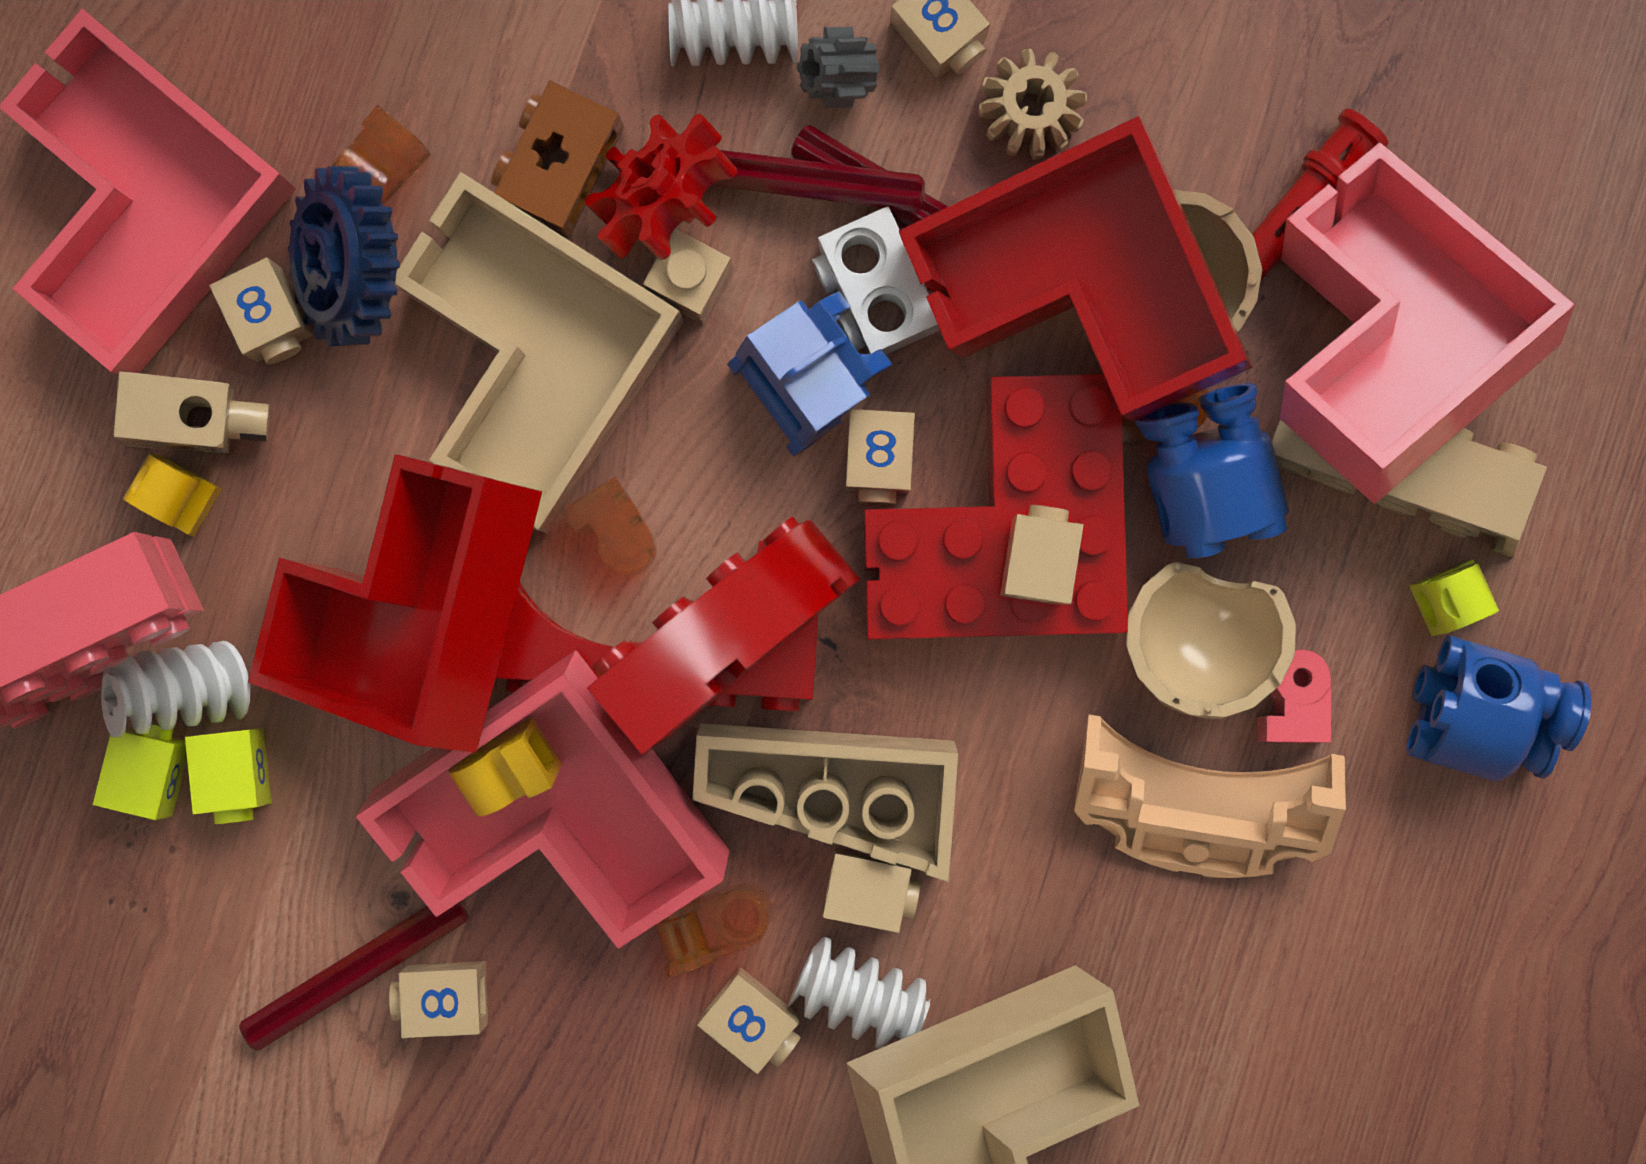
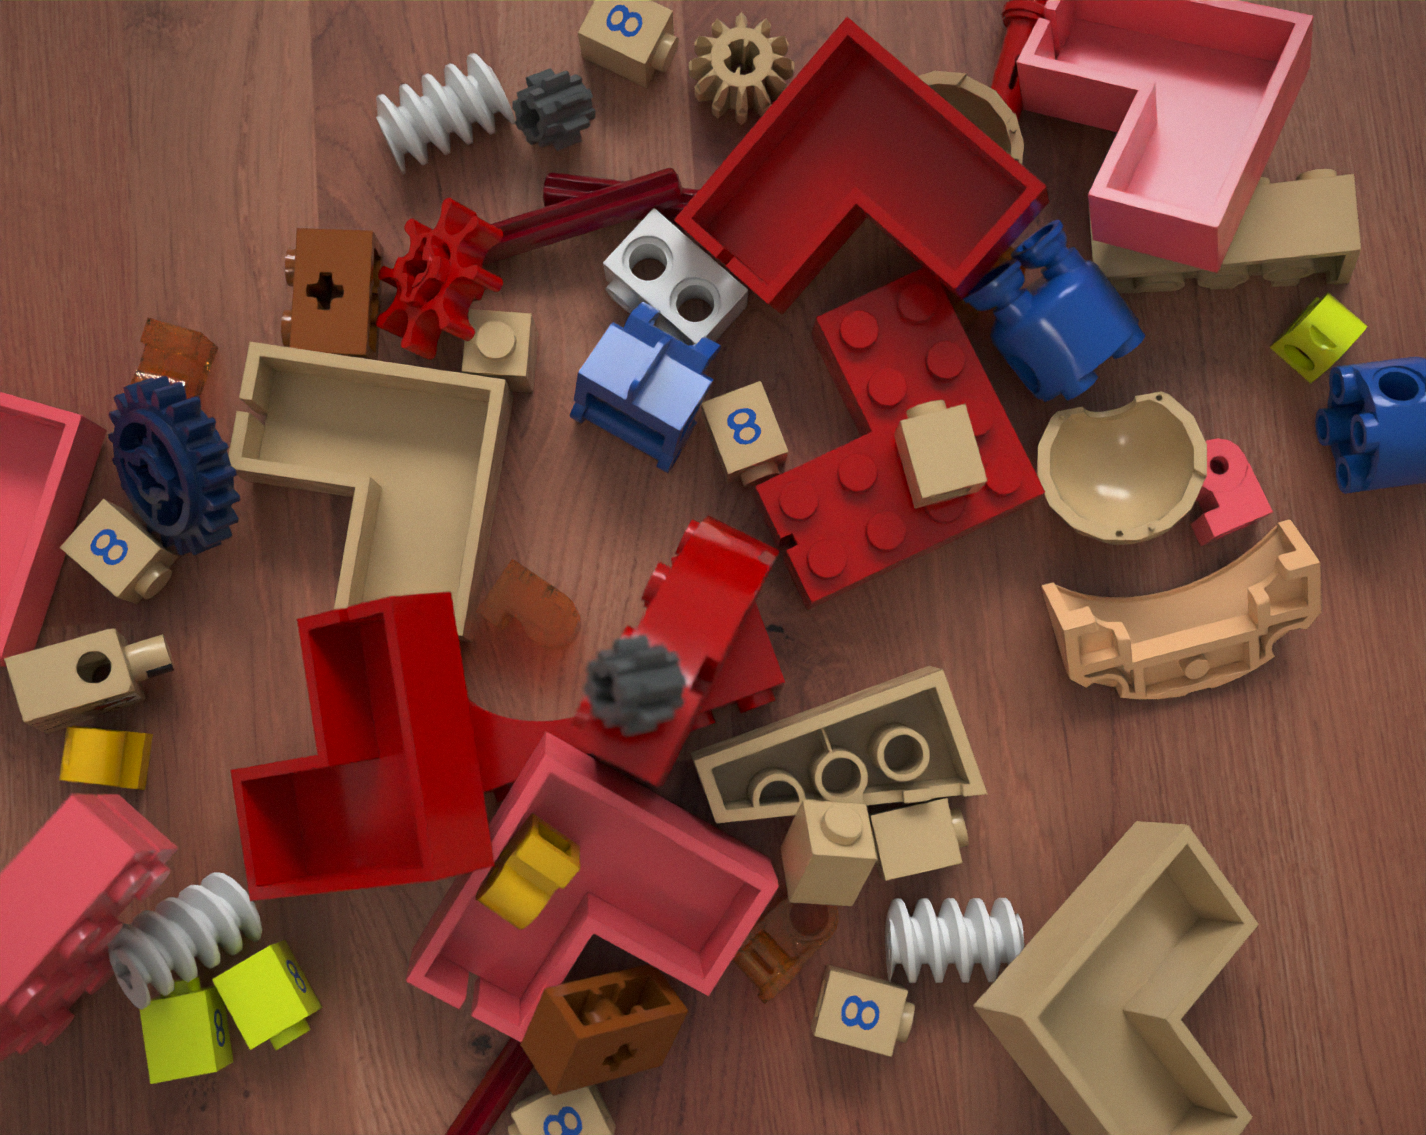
camera: 25 degrees left, 5 degrees down
(512, 935) = (623, 1028): none -> dark orange brick
(659, 661) = (635, 685): none -> dark grey gear
(780, 870) = (828, 853): none -> tan brick

